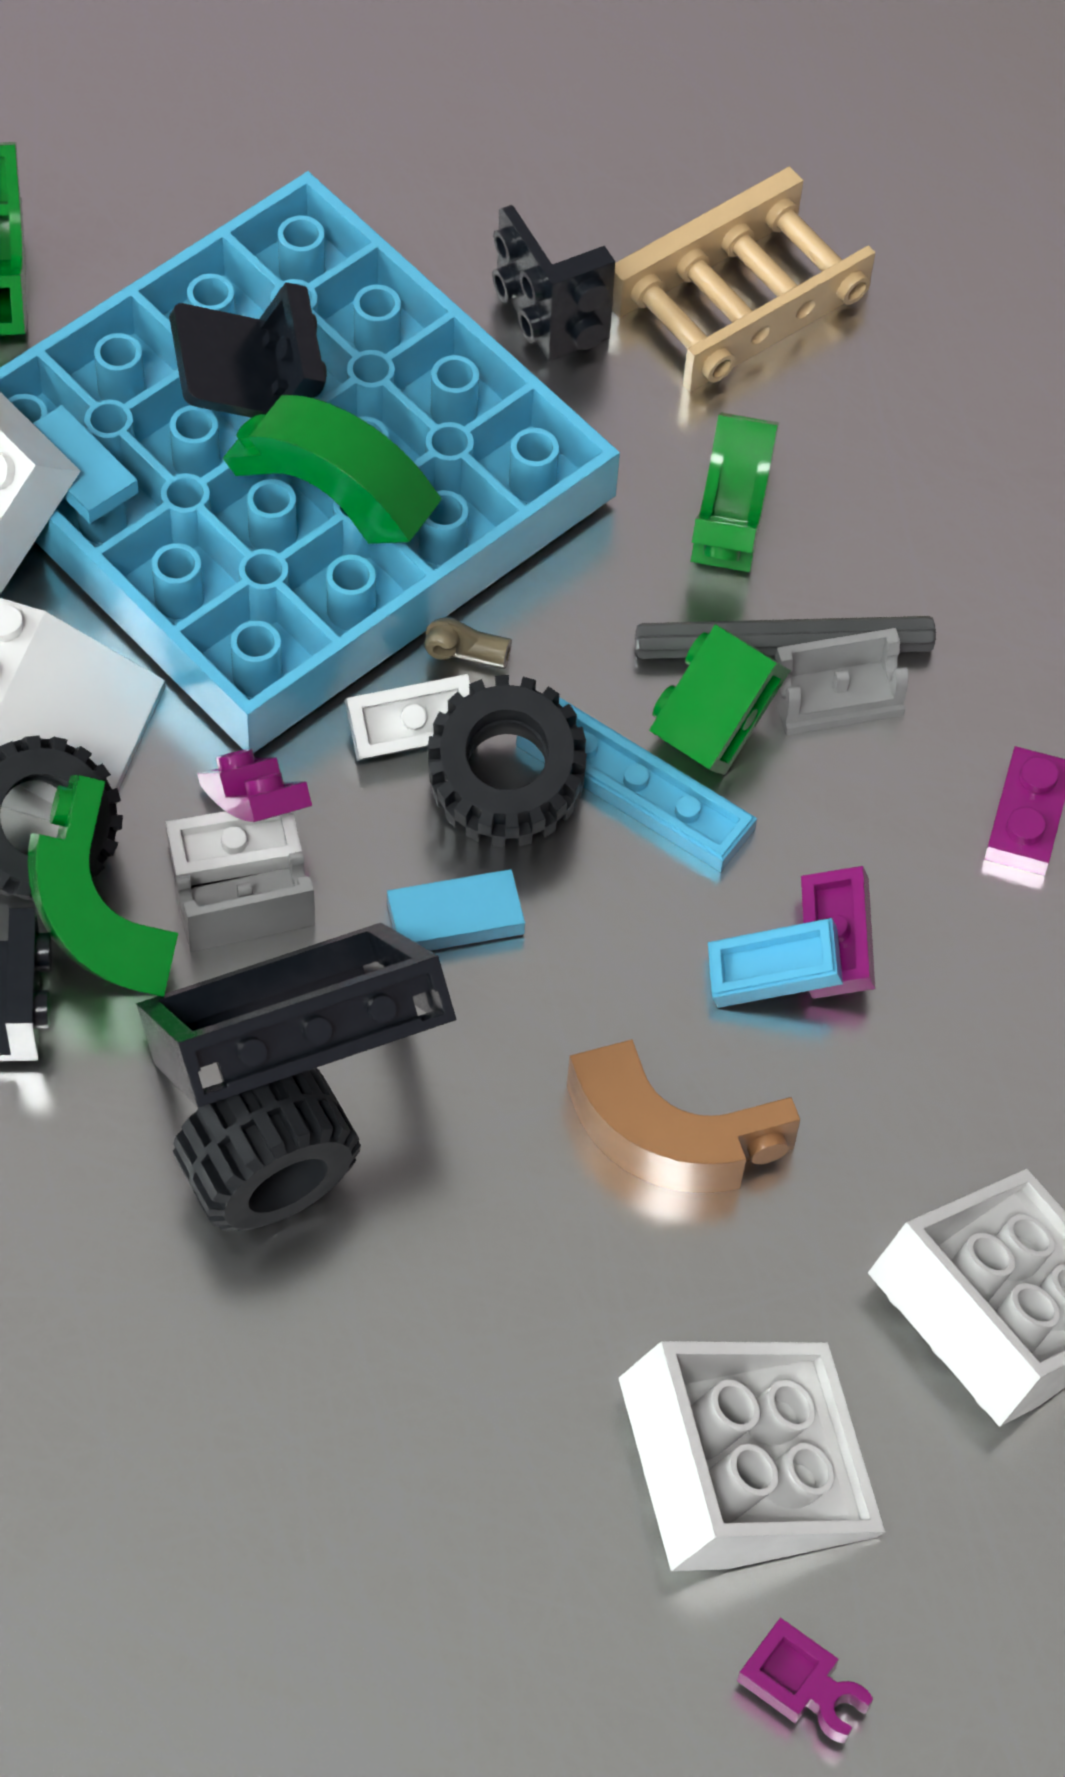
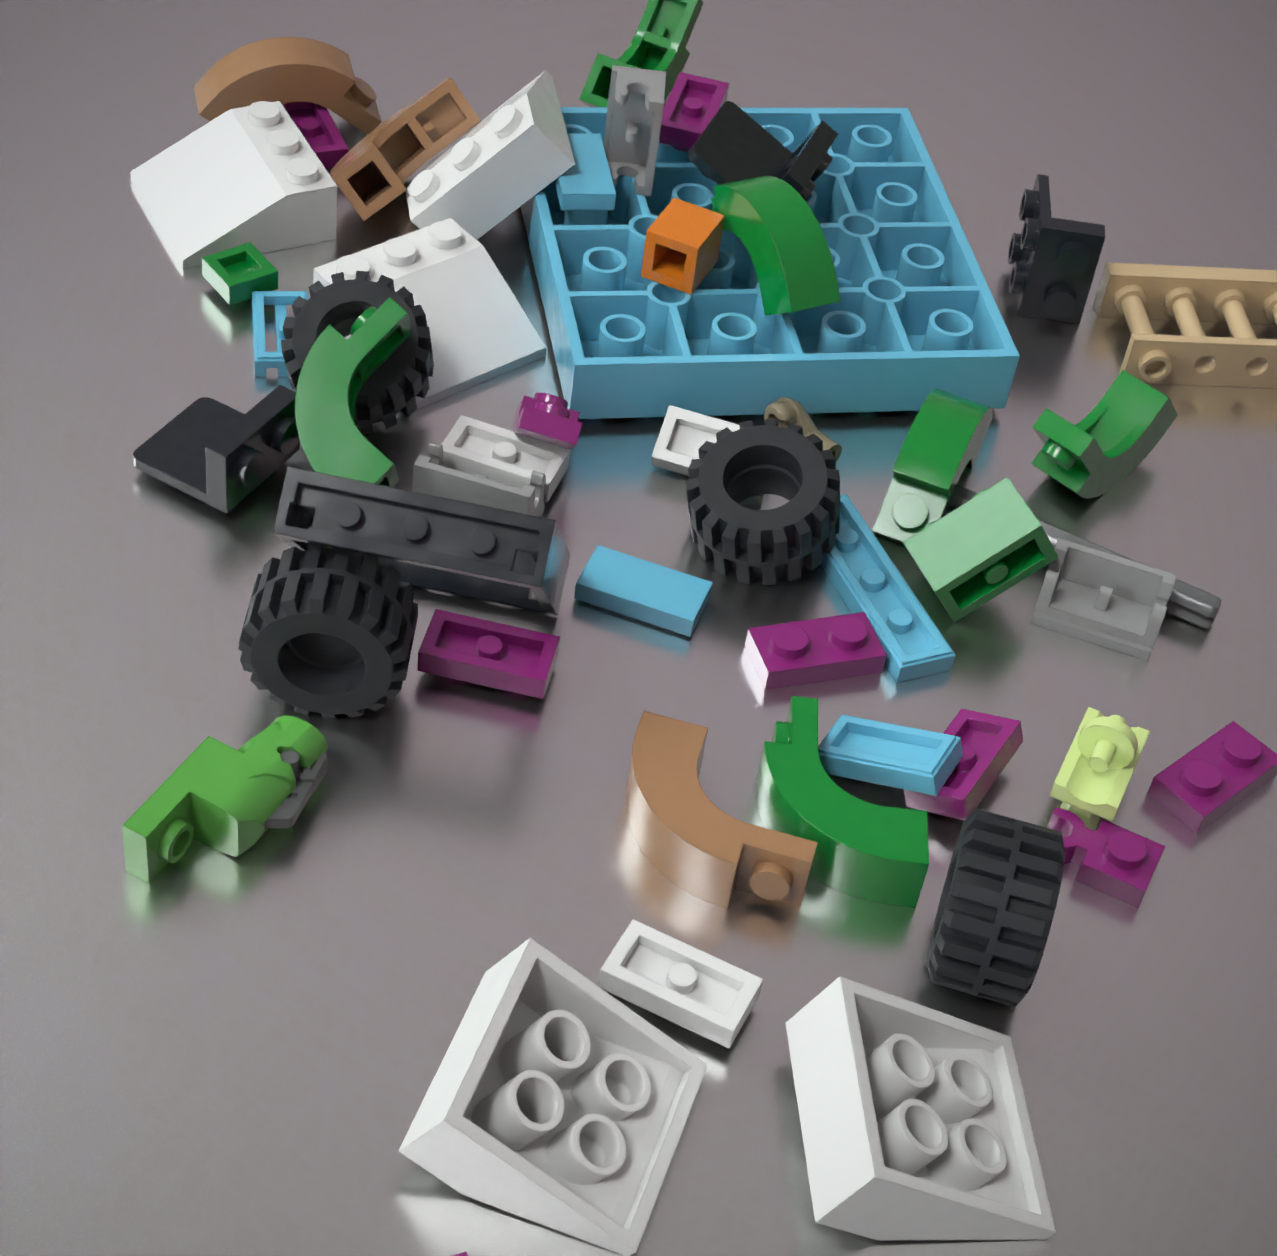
camera: 30 degrees right, 15 degrees down
(112, 391) = (634, 124): none -> light grey hinge
(125, 318) = (690, 109): none -> magenta plate
(250, 513) = (682, 245): none -> orange brick
(299, 1344) = (227, 796): none -> bright green plate
(391, 1072) = (488, 653): none -> magenta plate
(619, 619) = (929, 465): none -> green arch
(638, 884) = (815, 650): none -> magenta plate
(756, 1066) = (861, 846): none -> green arch
(763, 1287) = (680, 983): none -> white plate
(946, 869) = (1098, 767): none -> yellowish green hips
(967, 1074) = (996, 907): none -> black tyre
(999, 945) = (1108, 858): none -> magenta plate

